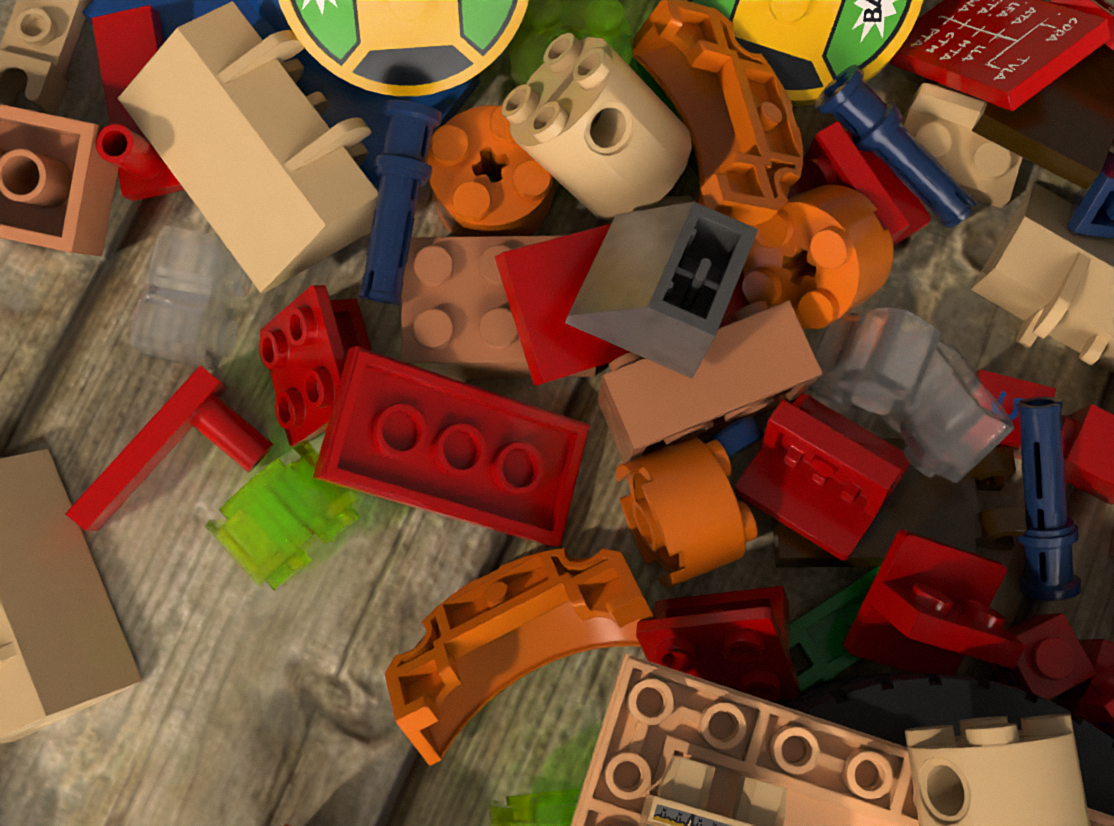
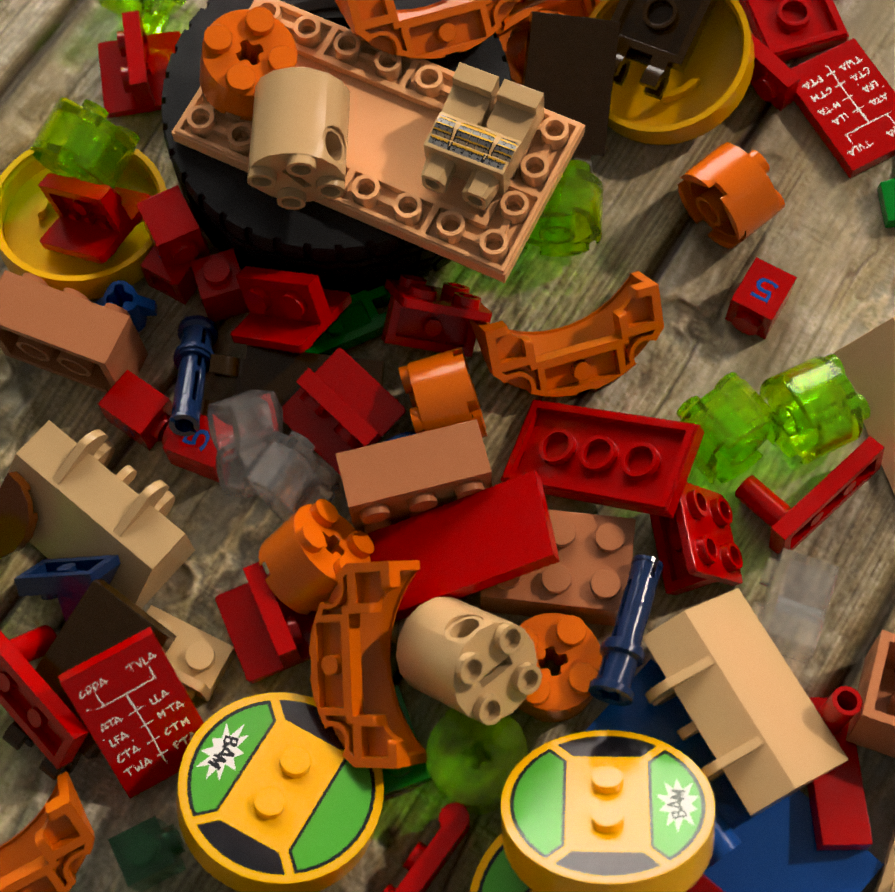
camera: 165 degrees left, 10 degrees down
(161, 565) = (816, 408): none -> clear neon green brick
(246, 742) = (760, 298): none -> red brick
(663, 282) = (441, 516): flat silver slope -> none
(879, 129) = (244, 655): dark blue pin -> none

